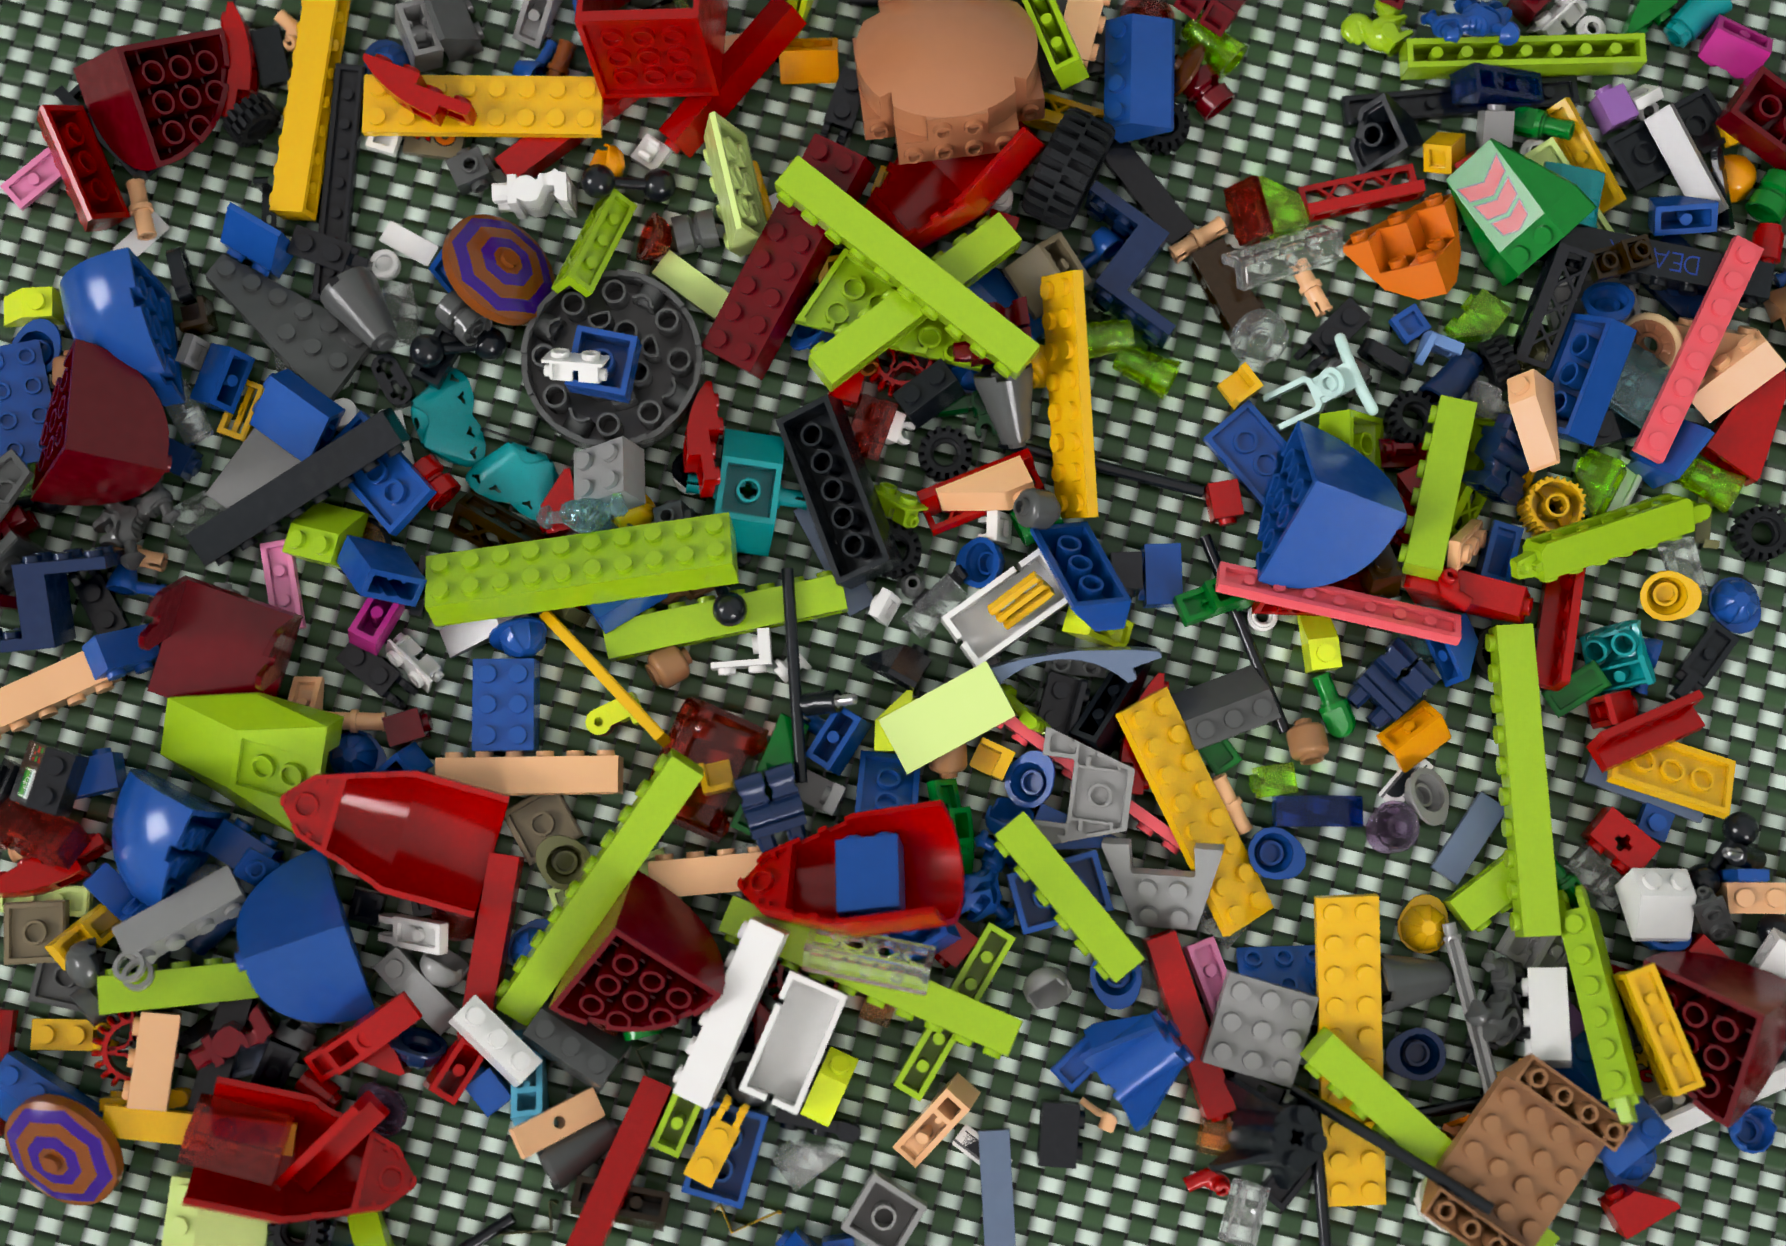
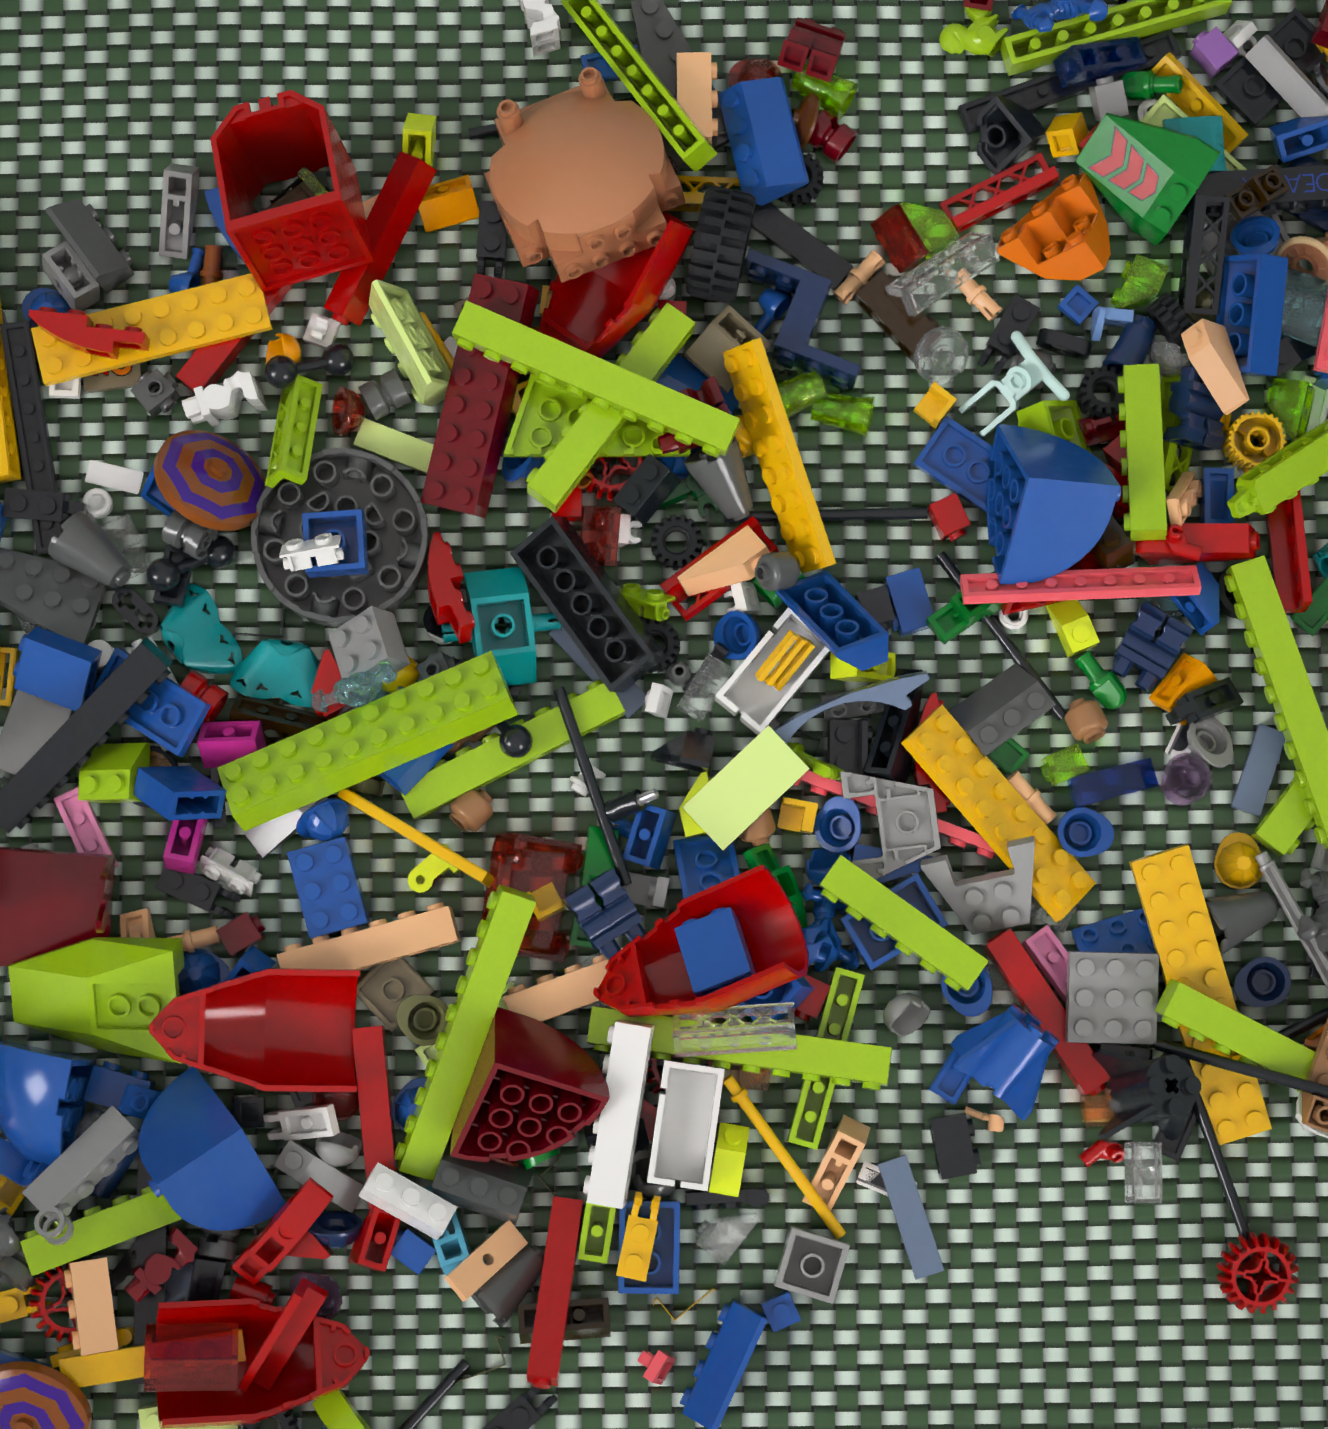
camera: 15 degrees left, 0 degrees up
(446, 532) = (228, 741): none -> dark pink brick
(761, 645) = (553, 768): white bracket -> none
(858, 1025) = (740, 1096): none -> yellow bar
(1433, 756) = (1205, 702): none -> black hinge

